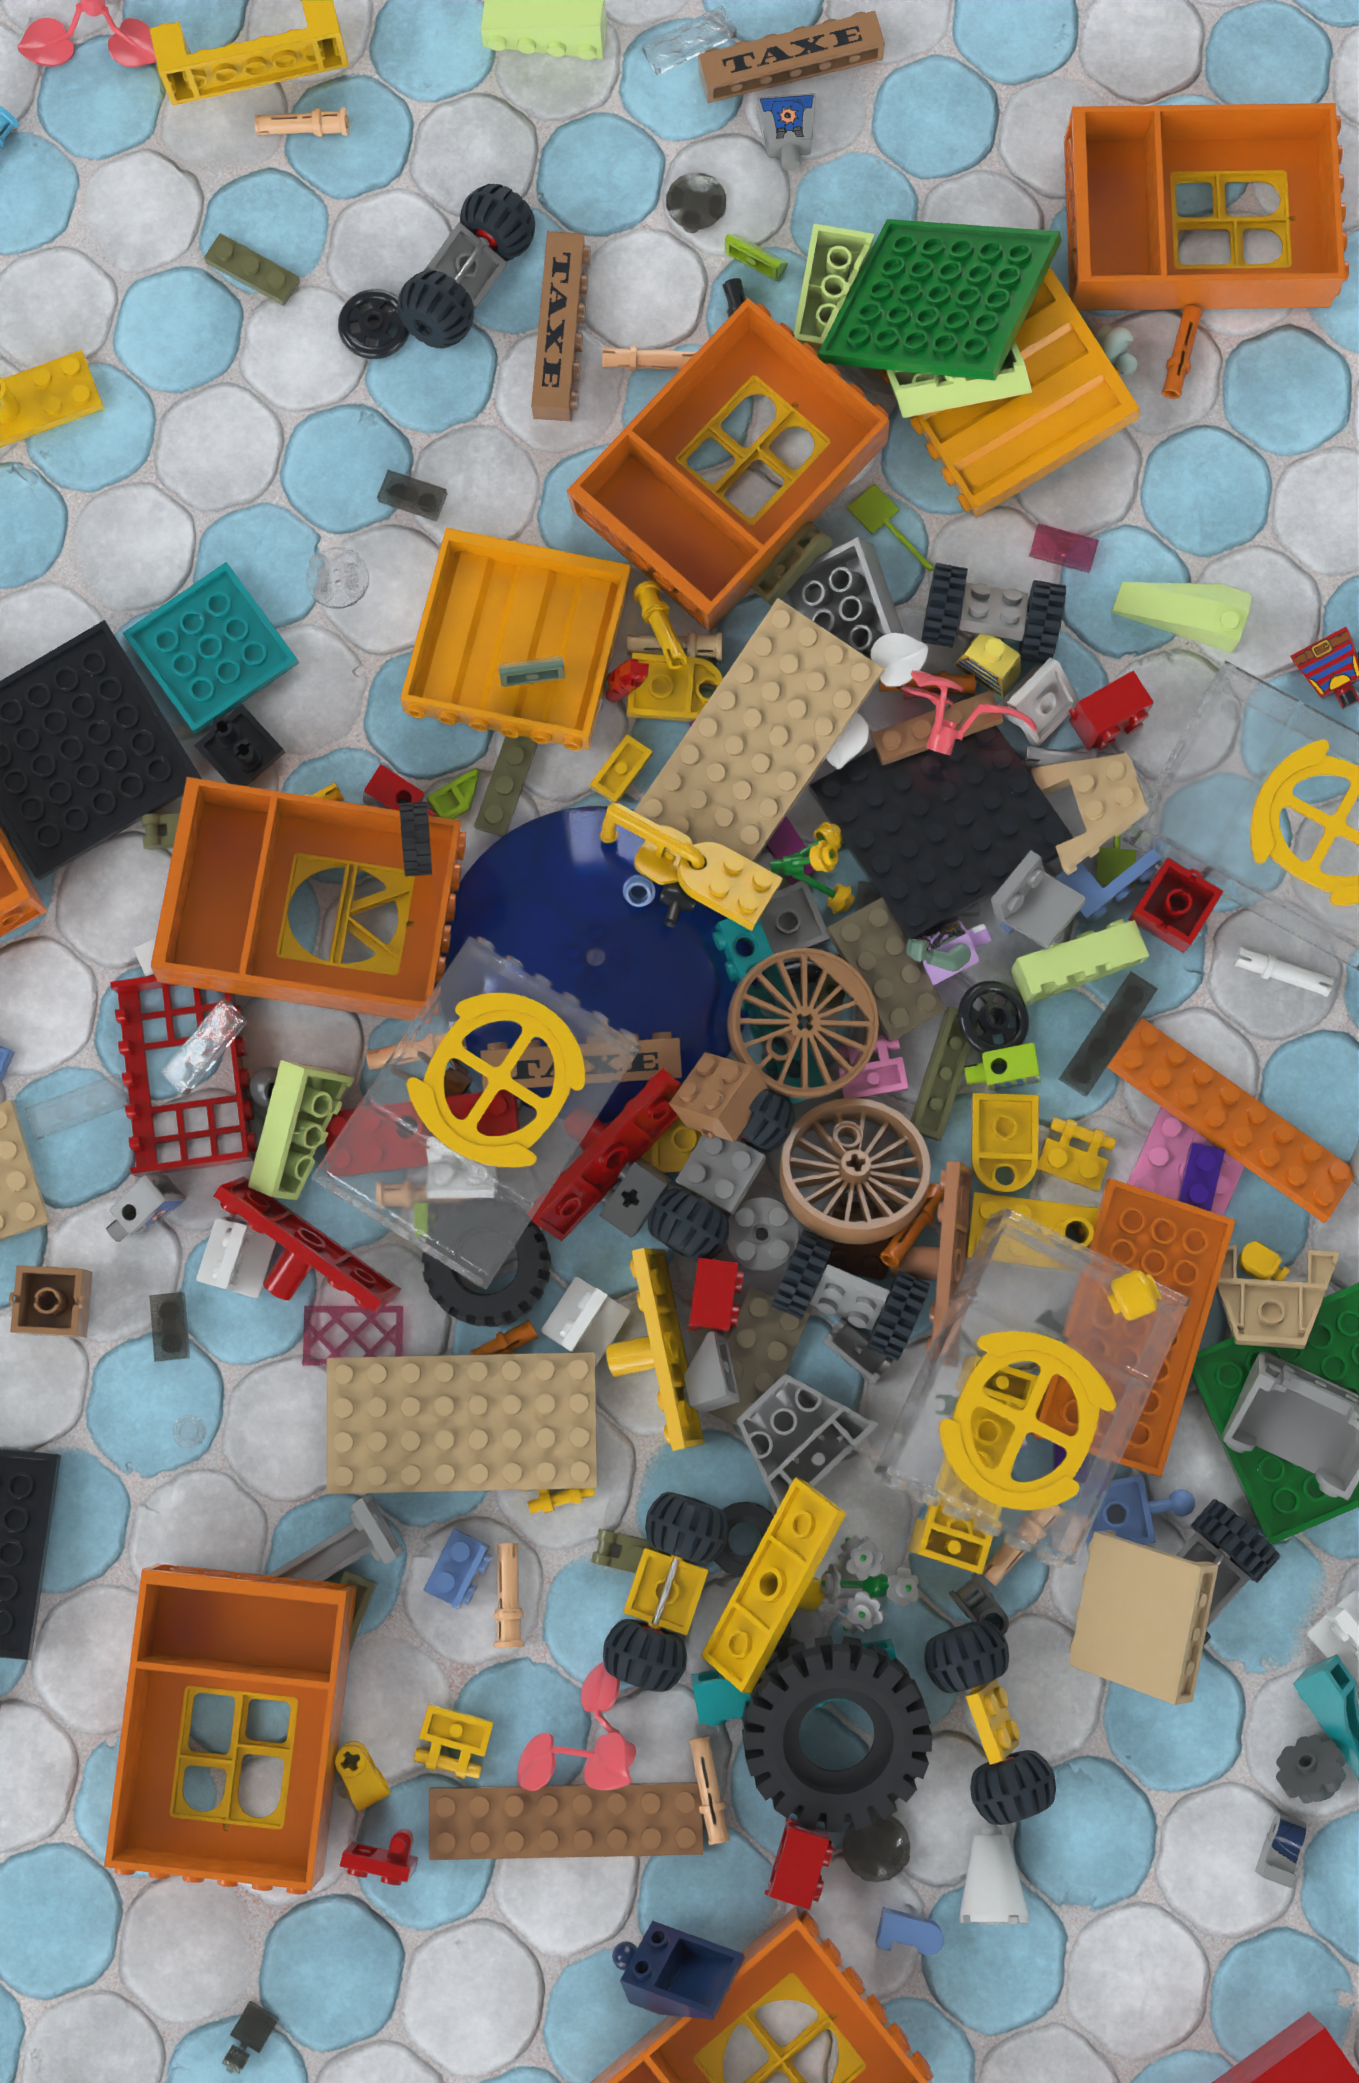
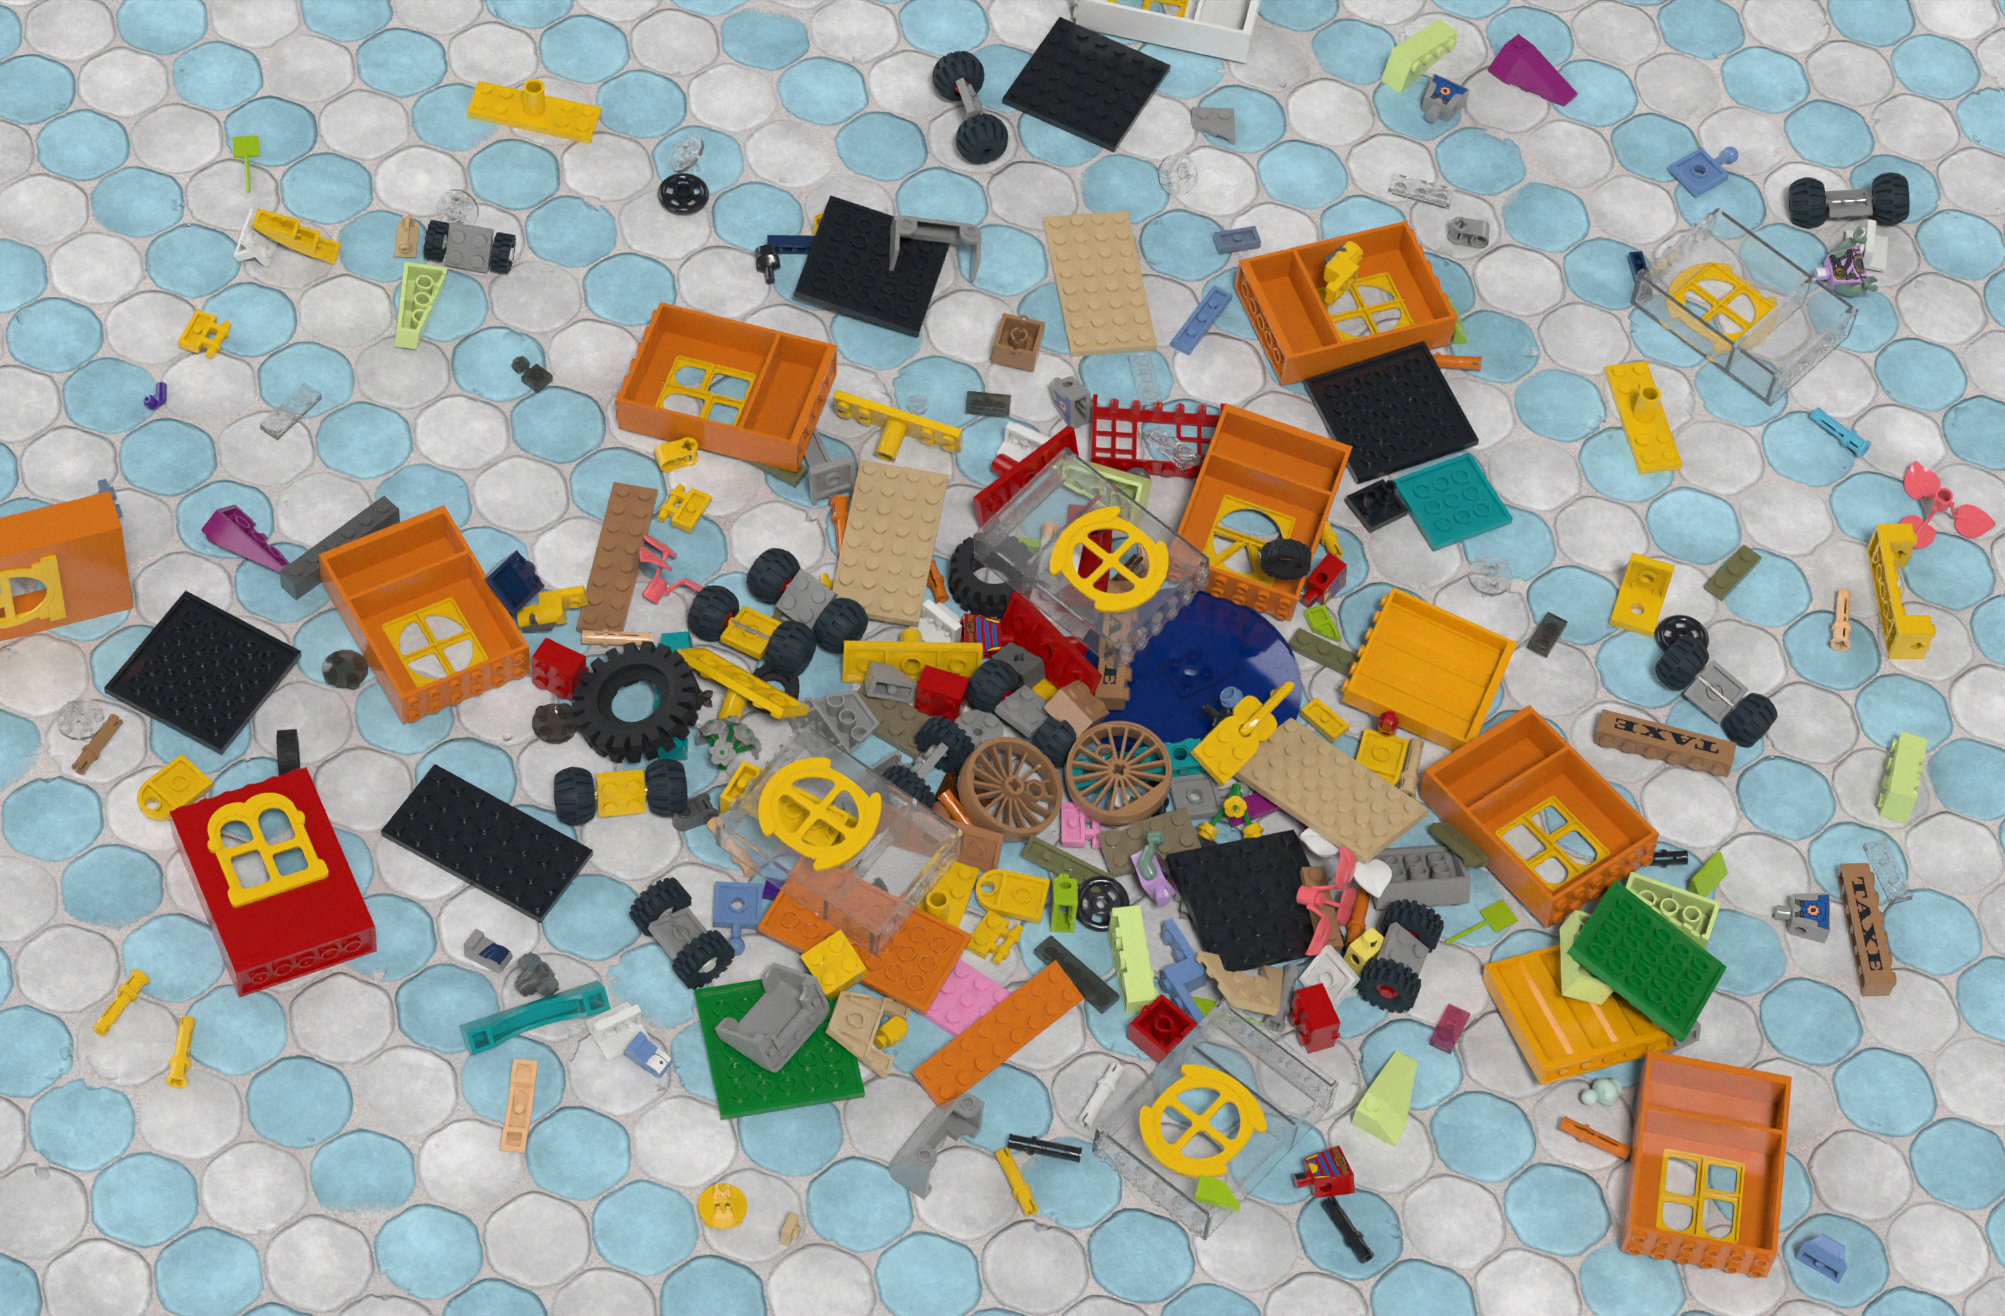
camera: 90 degrees right, 25 degrees down
(250, 1454) = (896, 425): none -> yellow plate
(314, 374) = (1642, 593): none -> yellow bracket
(336, 1313) = (955, 524): clear pink window -> none
(392, 1865) = (622, 452): red plate -> none
(426, 1502) = (839, 517): none -> orange pin
(457, 1569) = (793, 530): medium blue bracket -> none
(508, 1611) = (755, 549): light nougat pin -> none
(531, 671) = (1401, 664): sand green slope -> none
(597, 1257) = (985, 631): none -> torso
(598, 1522) = (780, 580): none -> black plate
(642, 358) = (1635, 784): light nougat pin -> none
(656, 614) = (1419, 756): yellow pin -> none
(692, 1900) = (551, 609): none -> yellow plate
(696, 201) = (1755, 849): clear smoke dish -> none
(908, 1930) = (499, 725): medium blue leg -> none
(993, 1883) = (515, 777): white cone -> none
(1036, 902) = (1181, 929): light grey bracket -> none
(1097, 1898) = (487, 843): none -> black plate
(1134, 1295) = (888, 891): yellow head -> none
(1142, 1617) = (666, 882): tan panel -> none
(1200, 1175) = (960, 1001): dark purple plate -> none
(1211, 1355) = (835, 965): none -> yellow brick
(1282, 68) = (1824, 1256): none -> medium blue slope

